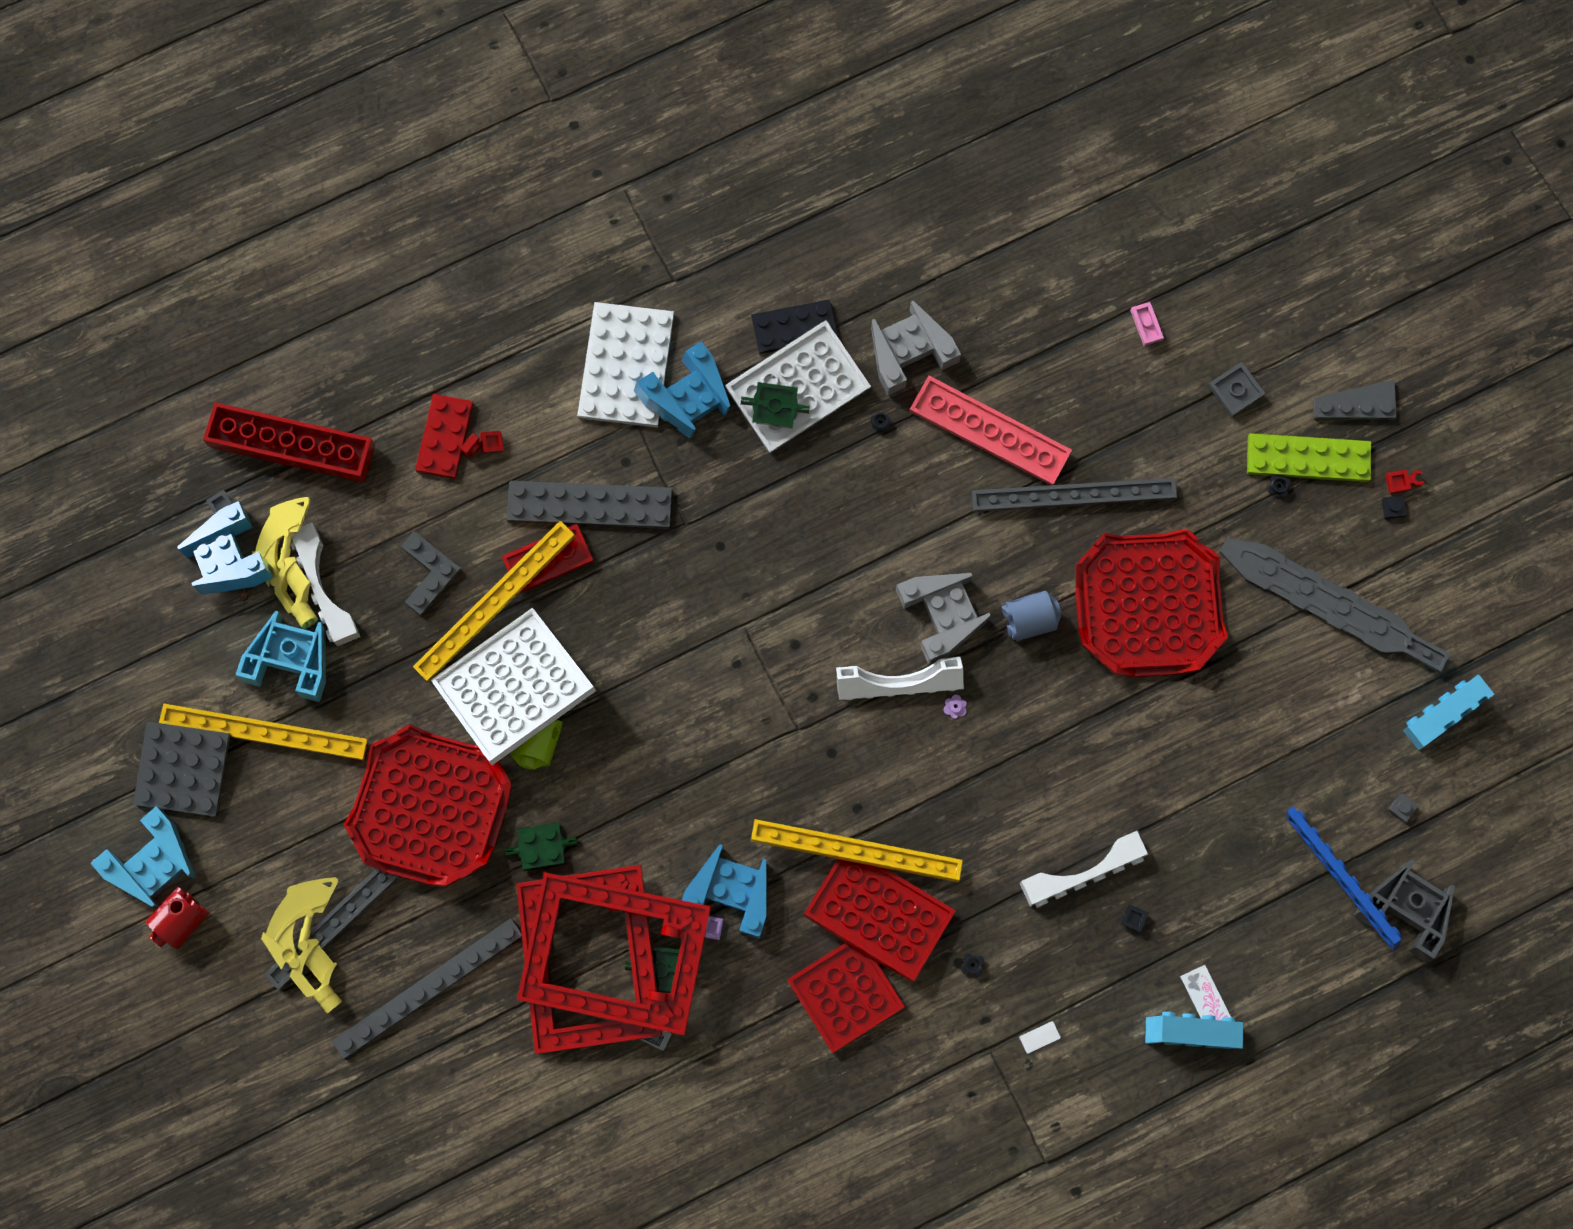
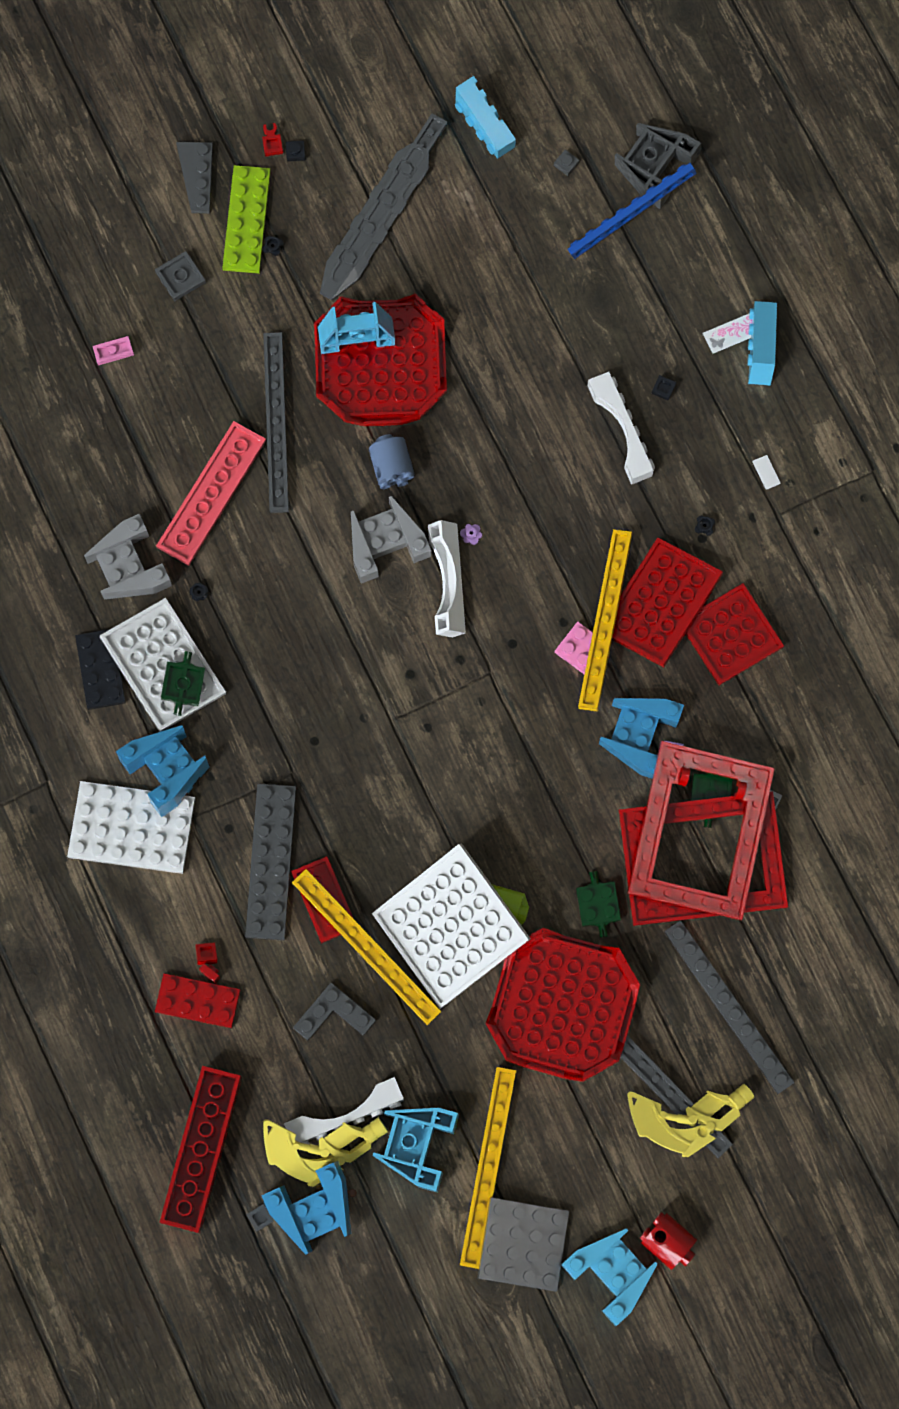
camera: 90 degrees left, 0 degrees up
(829, 820) = (576, 647): none -> bright pink plate
(1180, 586) = (355, 329): none -> medium azure wedge

